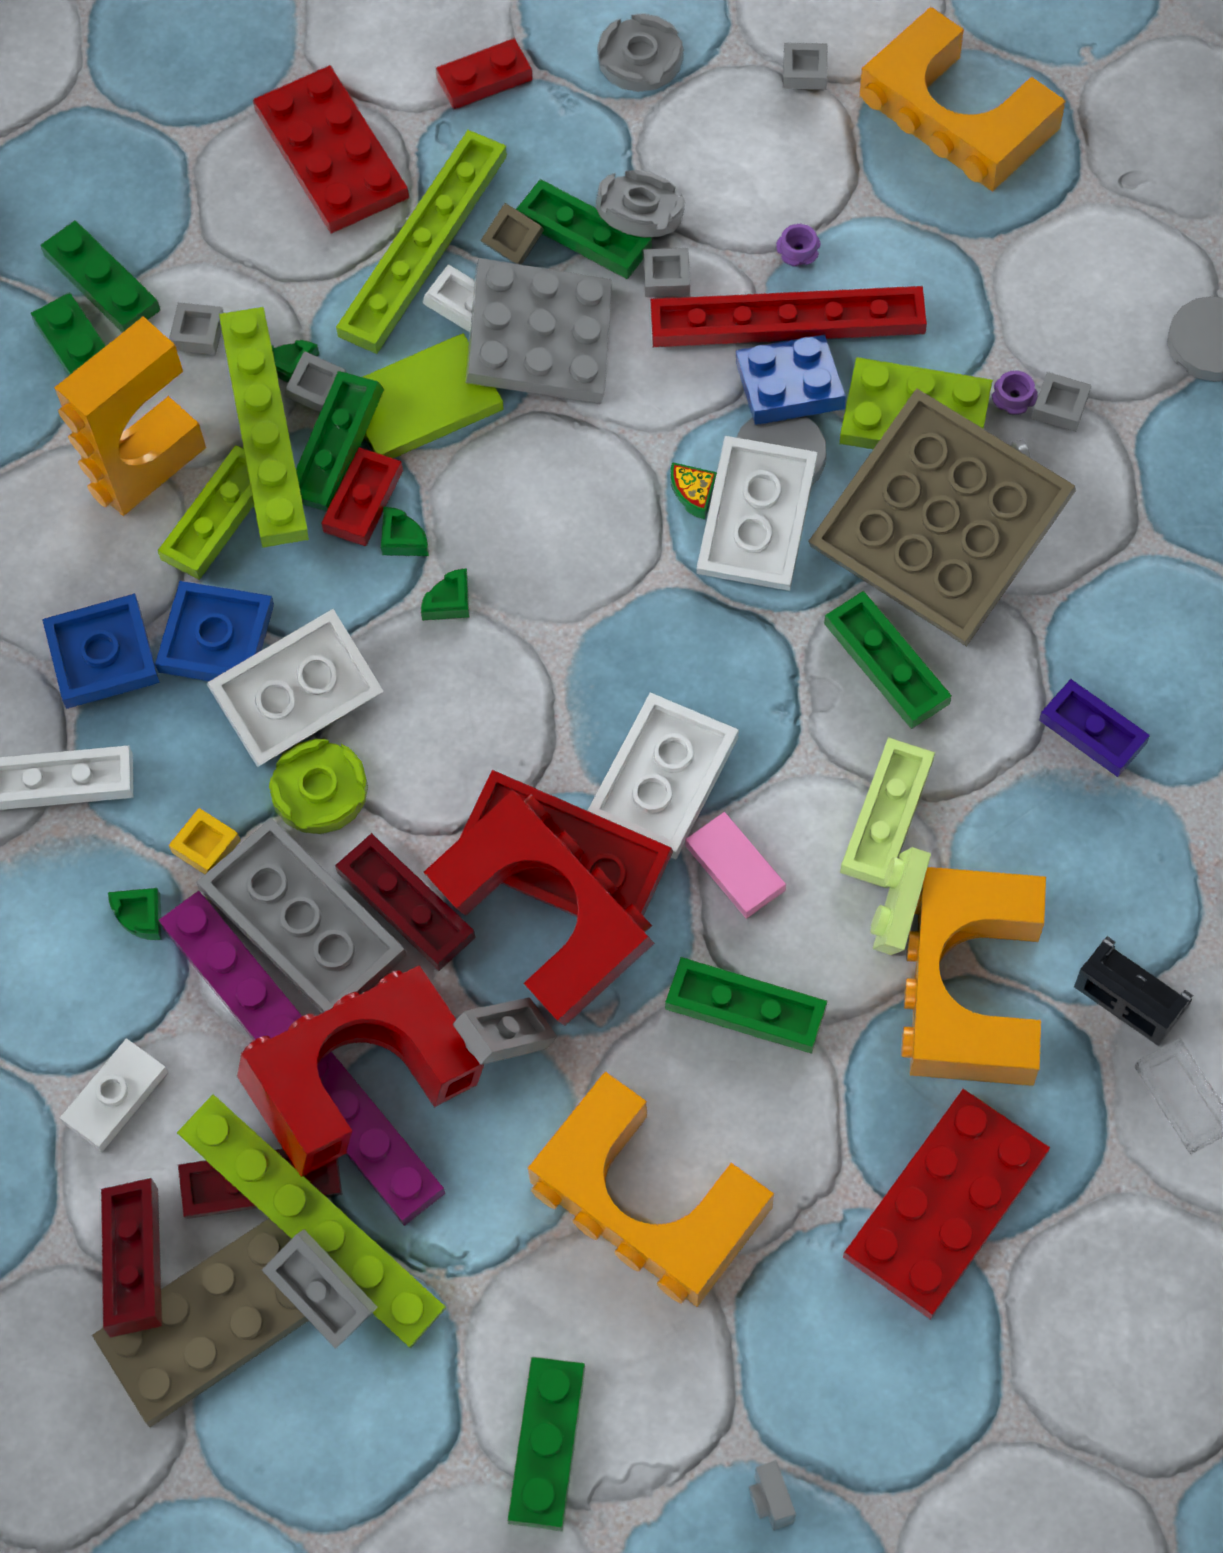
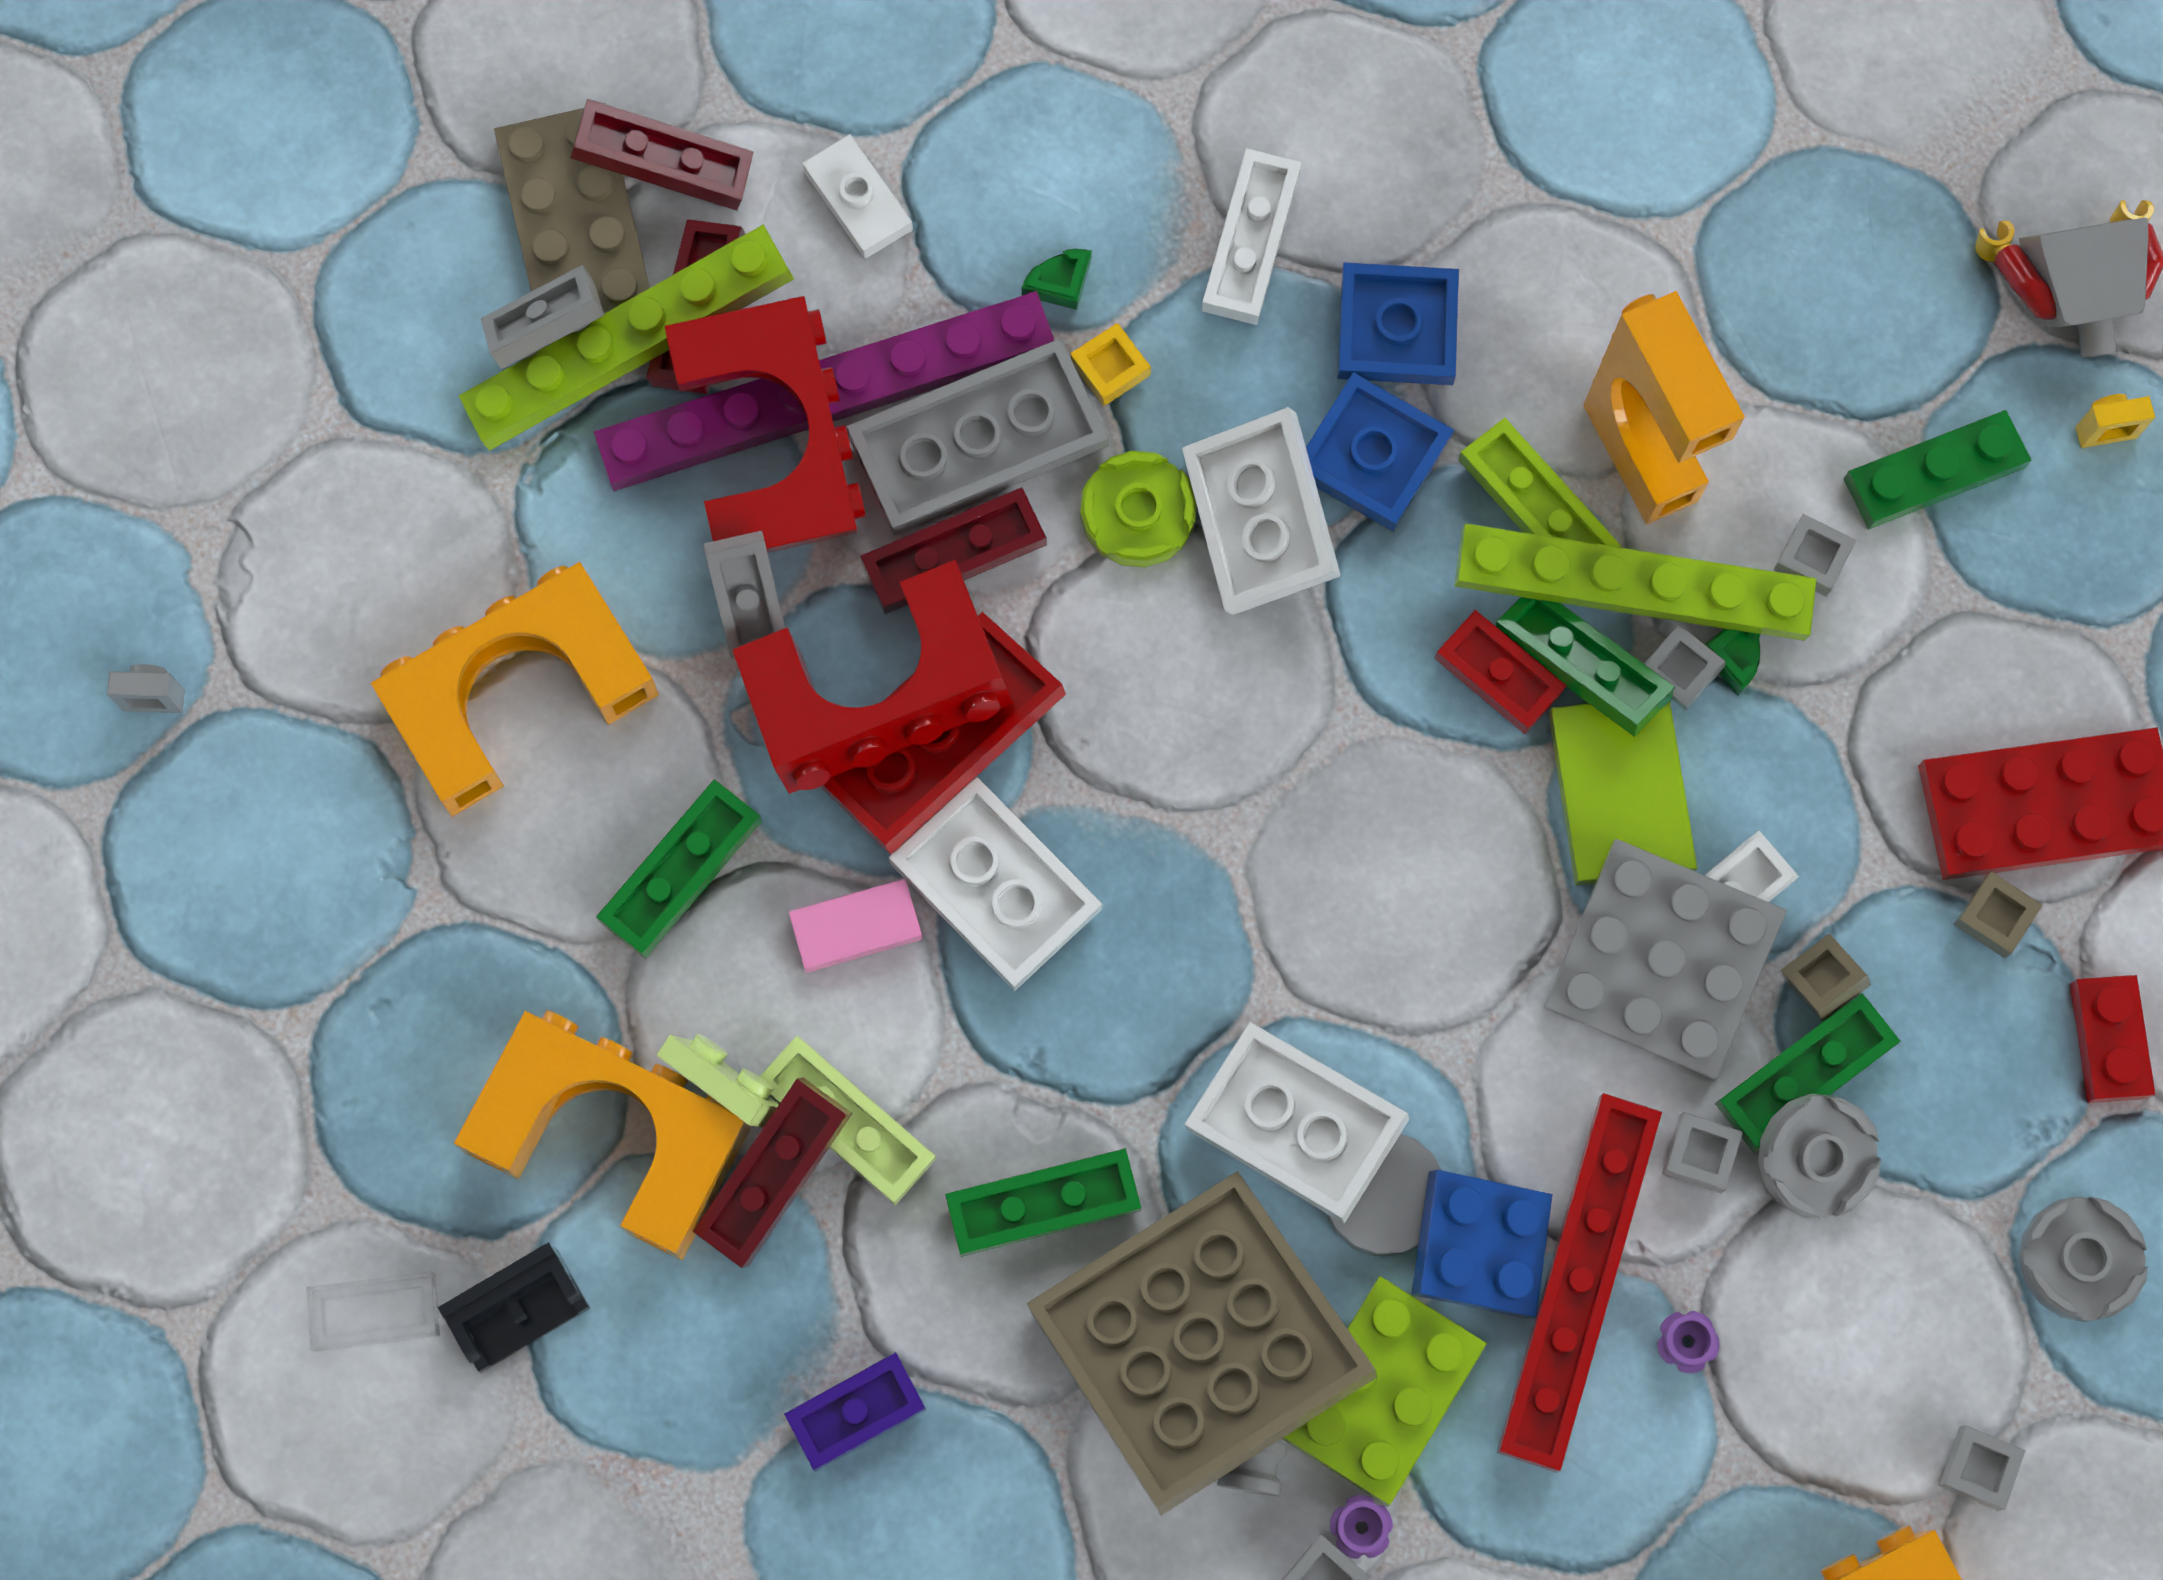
camera: 105 degrees right, 10 degrees up
(27, 177) = (2114, 420): none -> yellow plate
(68, 332) = (1828, 419): green plate -> none
(402, 535) = (1436, 705): green tile -> none
(421, 242) = (1860, 868): lime plate -> none
(424, 152) = (1998, 914): none -> dark tan plate
(447, 598) = (1330, 729): green tile -> none
(546, 1444) = (306, 498): green plate -> none
(693, 488) = (1373, 1064): tile -> none
(946, 1203) = (371, 998): red plate -> none
(950, 835) = (772, 1172): none -> dark red plate

